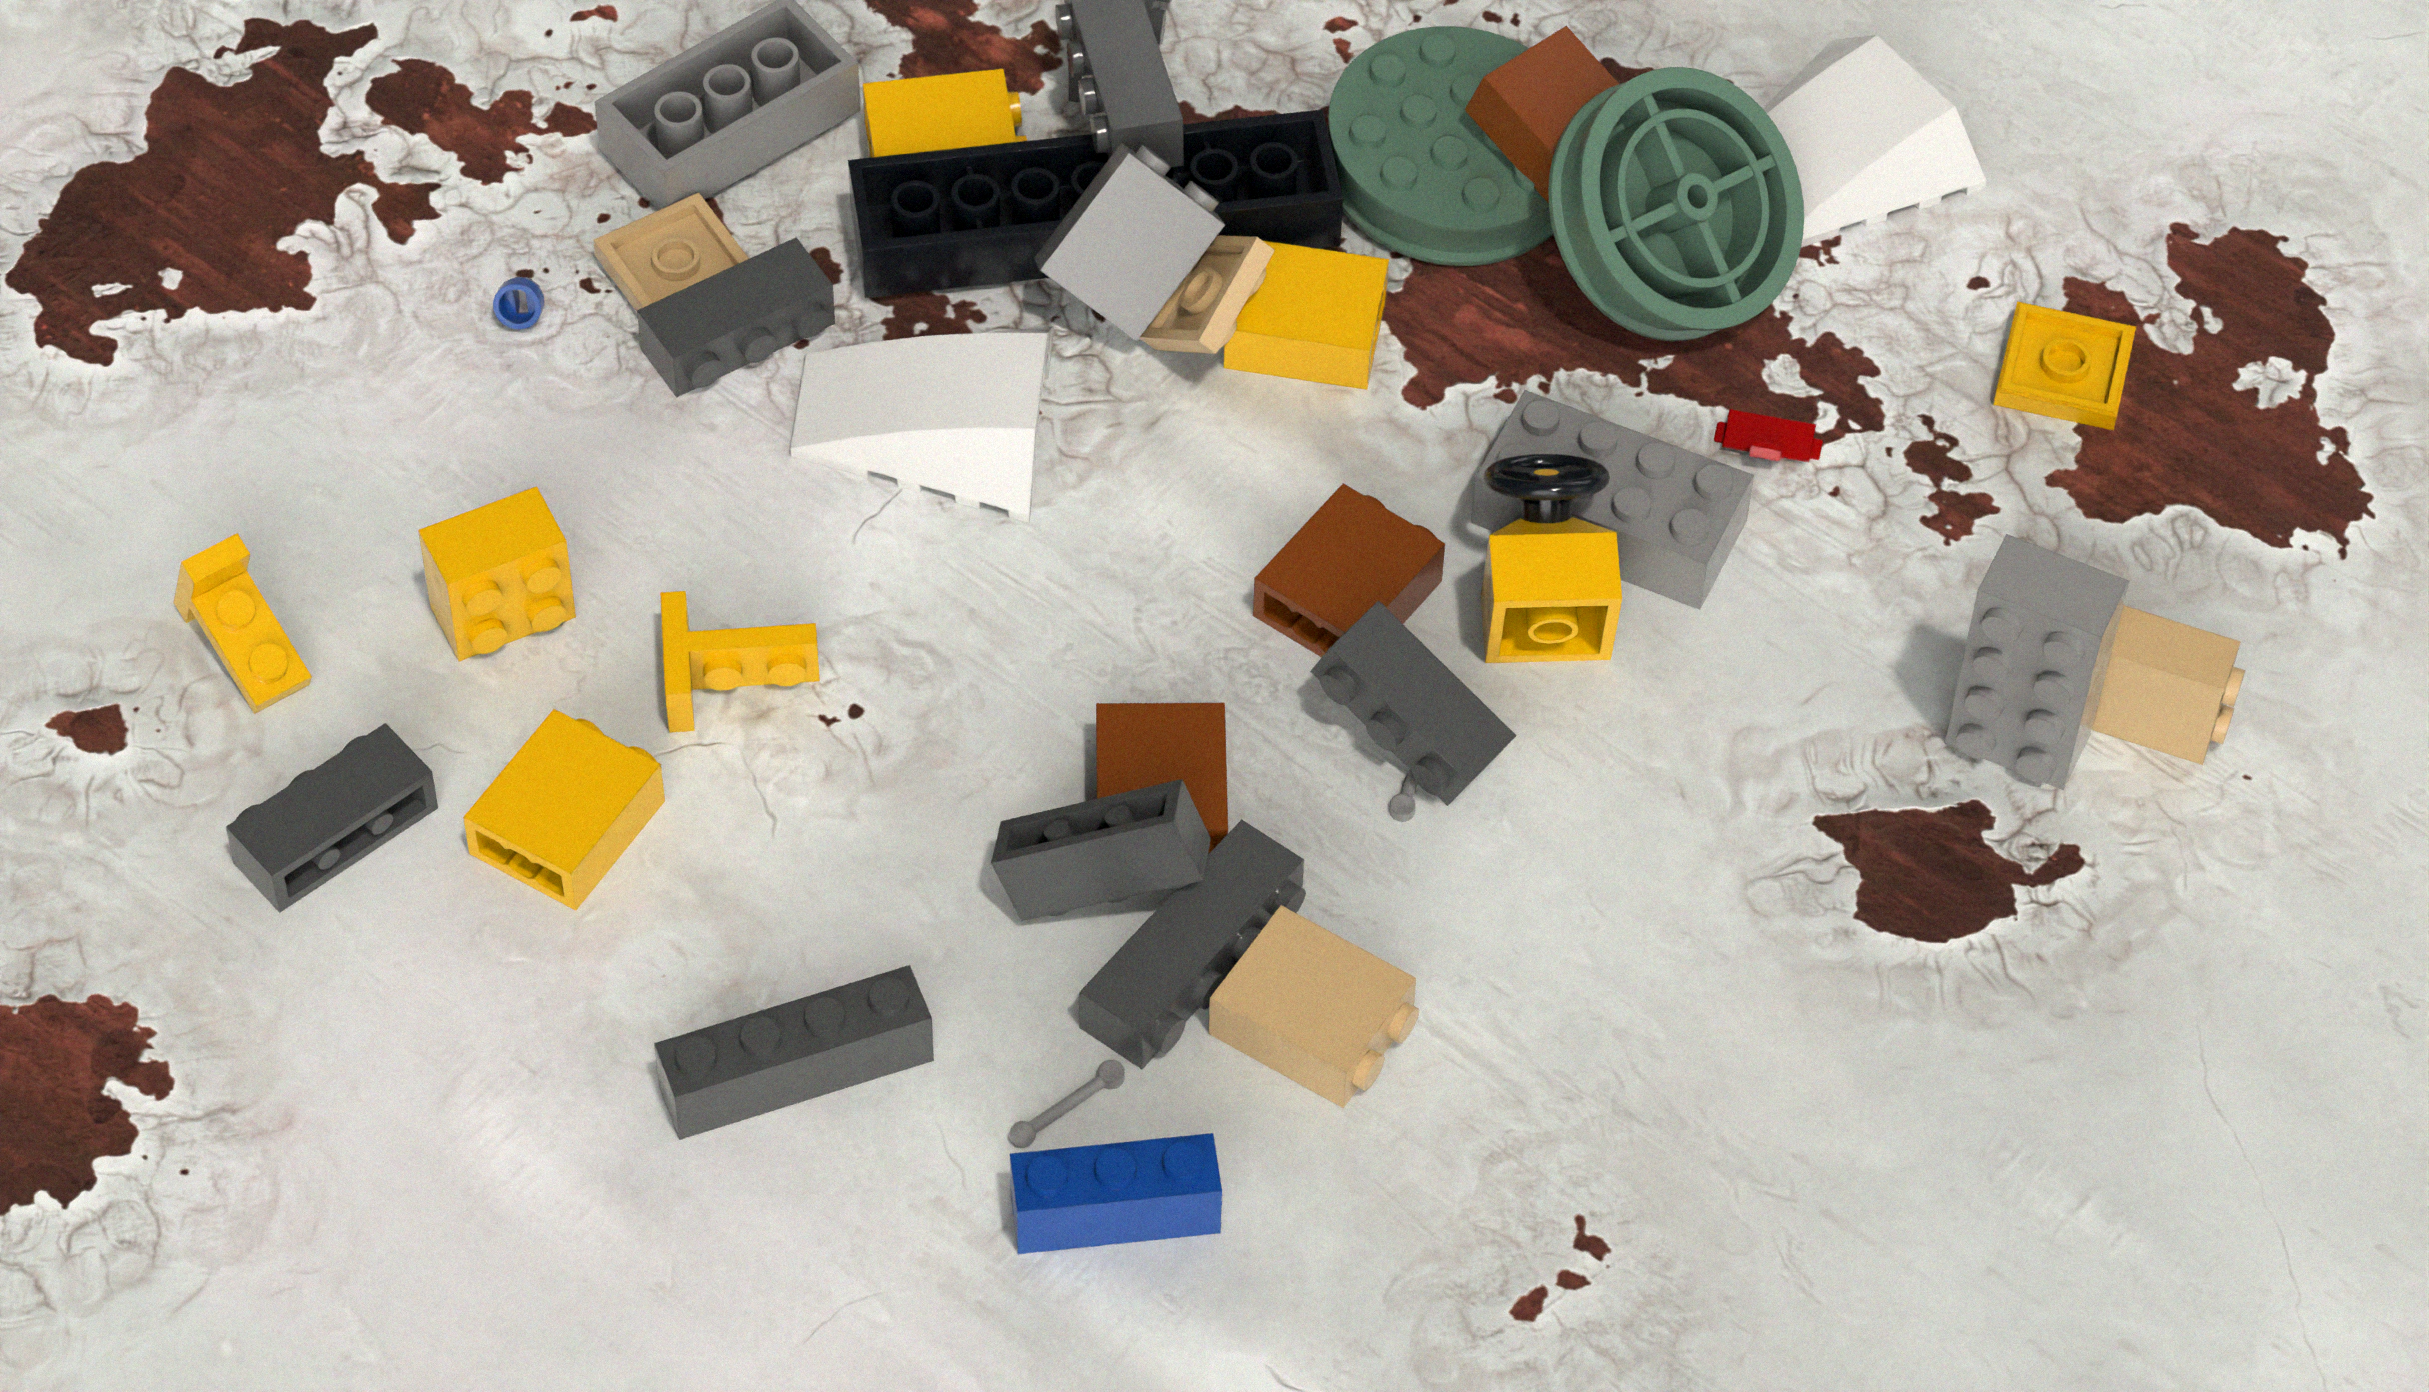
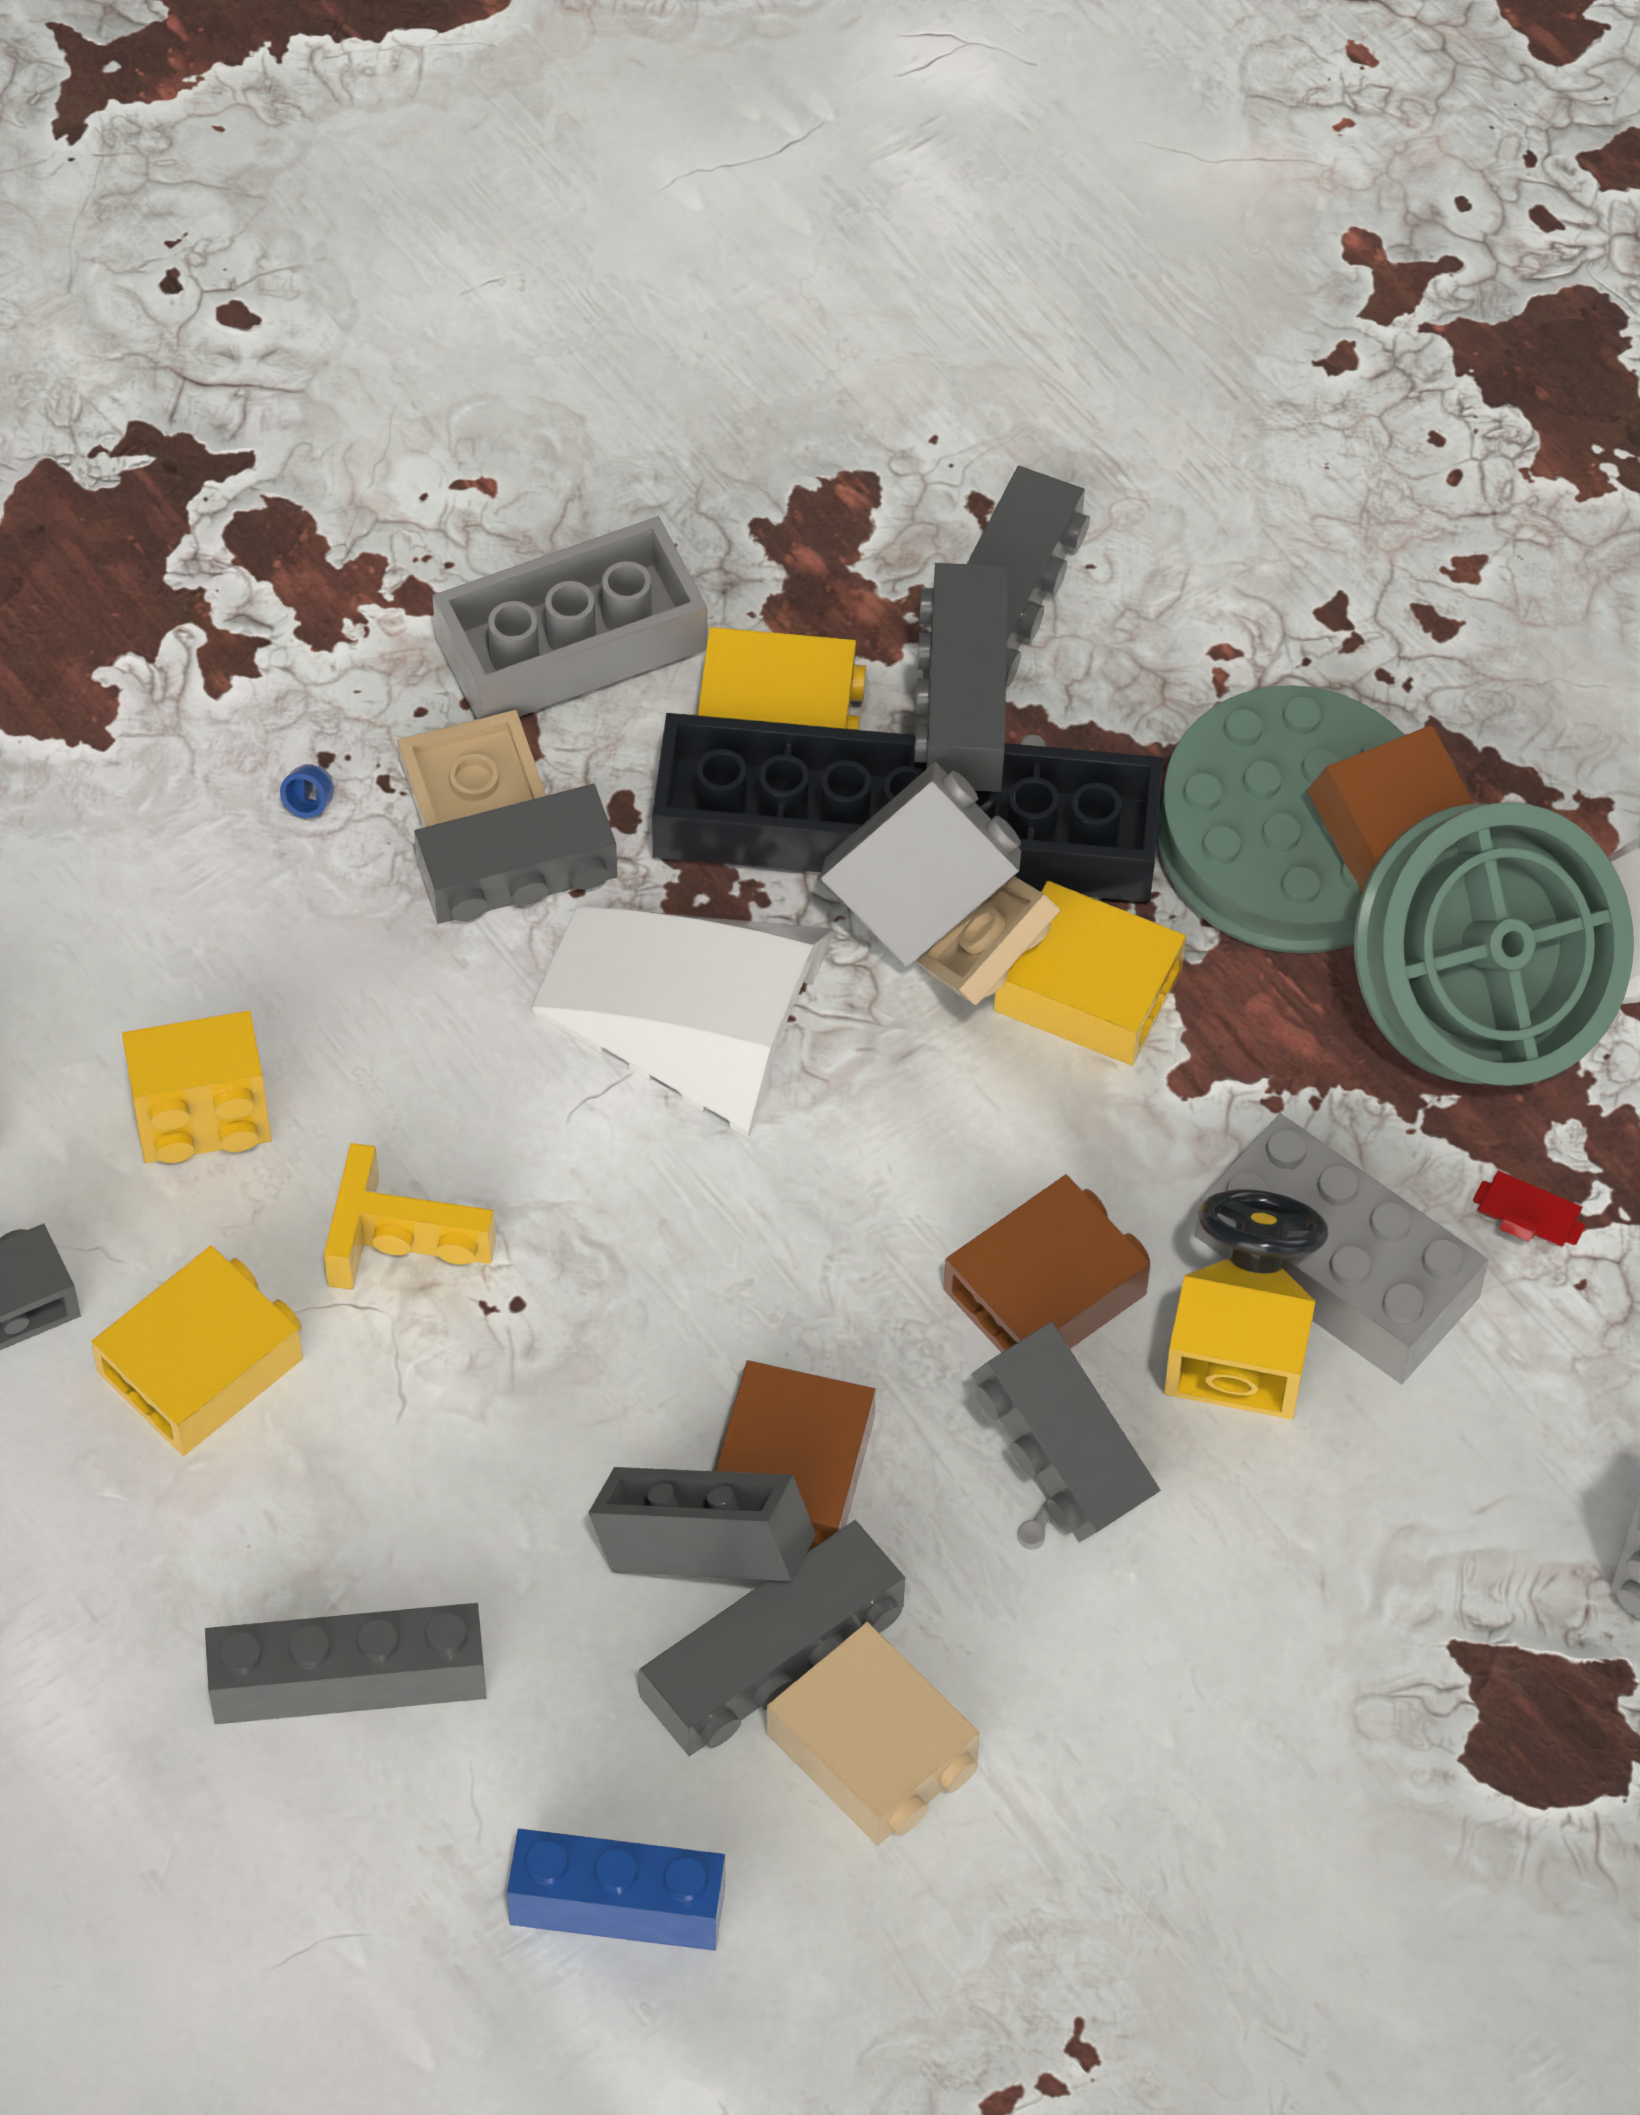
camera: 15 degrees right, 5 degrees up
(1110, 1076) = (654, 1757): light grey hinge -> none

